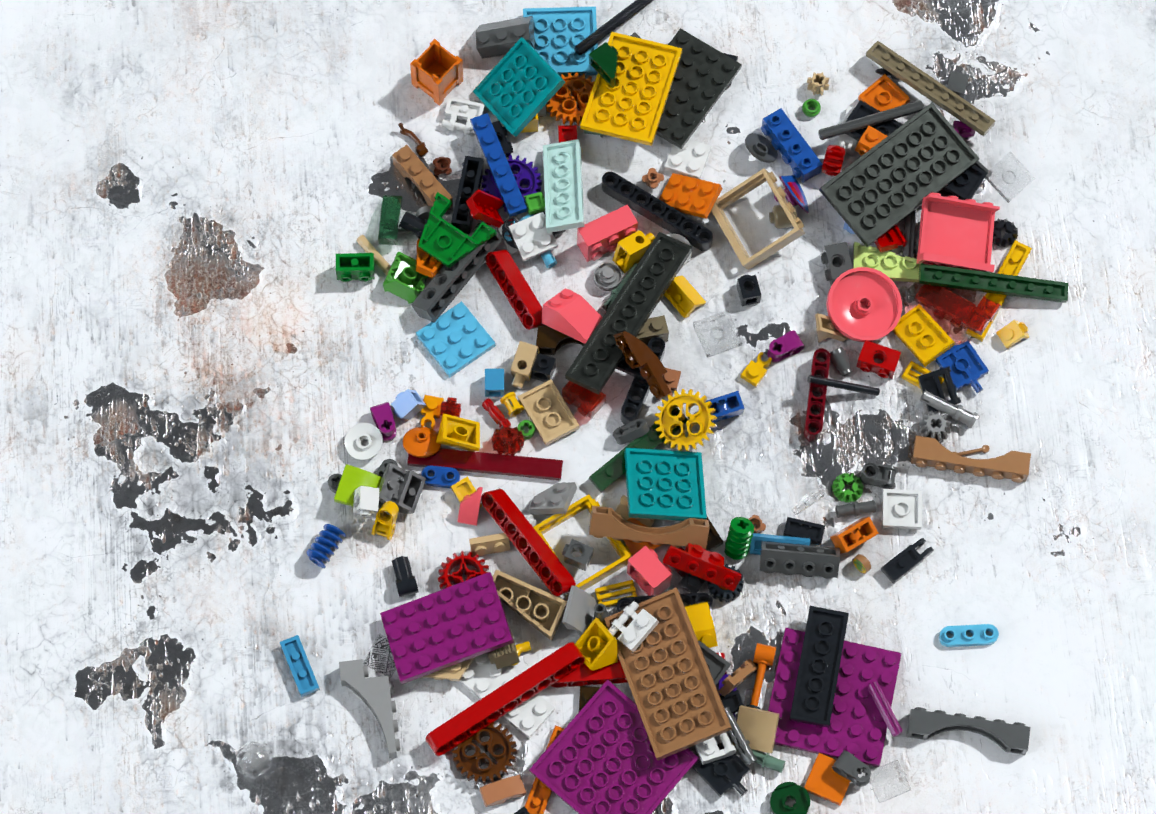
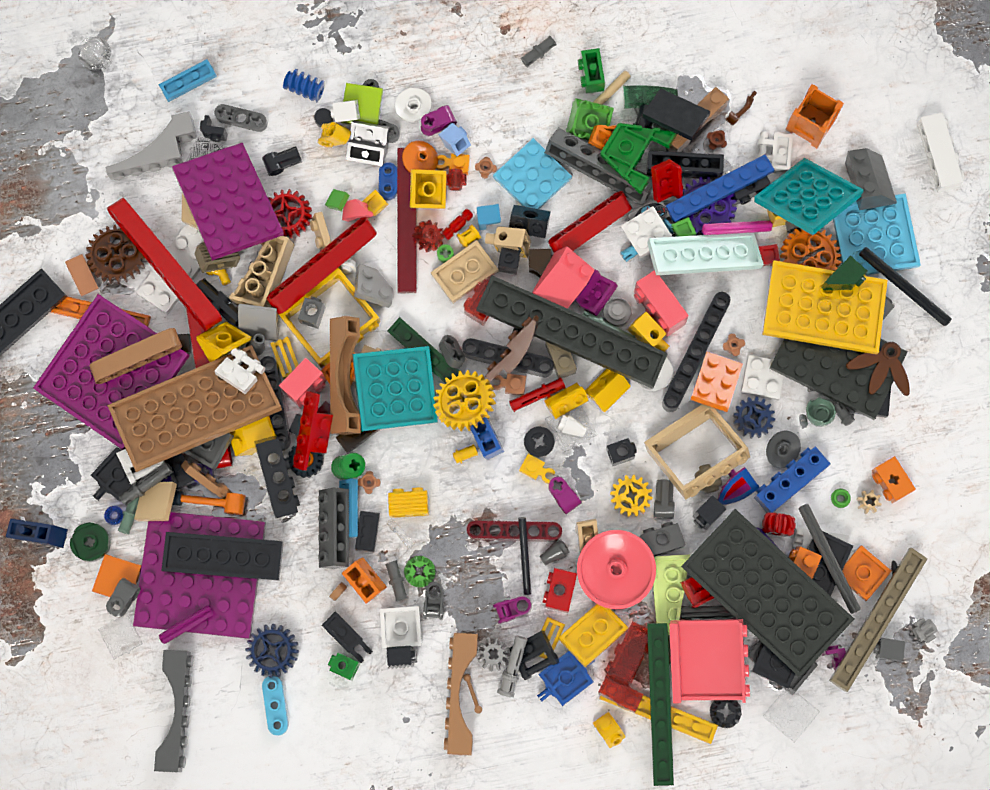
camera: 90 degrees right, 10 degrees up
(323, 317) = (538, 51): none -> dark grey pin
(349, 630) = (255, 116): none -> dark grey beam
(362, 533) = (323, 116): none -> black tile
(365, 641) = (213, 133): none -> black bracket
(419, 190) = (676, 114): none -> black tile
(437, 377) = (485, 162): none -> nougat plate
(455, 526) = (337, 200): none -> bright green tile
(505, 343) = (531, 219): none -> black brick
(538, 157) = (737, 227): none -> dark pink axle
(551, 646) = (220, 302): none -> black piece
(589, 291) = (596, 293): none -> magenta bracket
(604, 730) = (135, 356): none -> medium nougat beam
(680, 353) = (537, 394): none -> red pin
(690, 46) = (880, 372): none -> reddish brown plant
(692, 333) = (566, 400): none -> yellow bracket
(720, 328) = (571, 426): none -> white cone
(721, 174) = (756, 425): none -> dark blue gear
(728, 111) = (820, 412): none -> sand green hair
(728, 355) = (548, 440): none -> black gear
(731, 93) = (844, 414): none -> dark grey pin
(735, 433) = (464, 454): none -> yellow pin
(743, 605) = (264, 448): none -> black brick
(763, 771) = (108, 515): none -> clear blue plate
(780, 488) = (408, 503): none -> yellow brick
(798, 280) = (643, 492): none -> yellow gear
(799, 60) = (890, 470): none -> orange brick
(804, 258) = (664, 504): none -> dark grey piece
(817, 217) = (708, 513): none -> black brick
(892, 407) = (511, 609): none -> magenta piece
(902, 639) = (279, 645): none -> dark blue gear
(933, 507) = (401, 656): none -> black brick
(935, 572) = (350, 669): none -> green brick
(941, 55) = (924, 630): none -> light grey gear

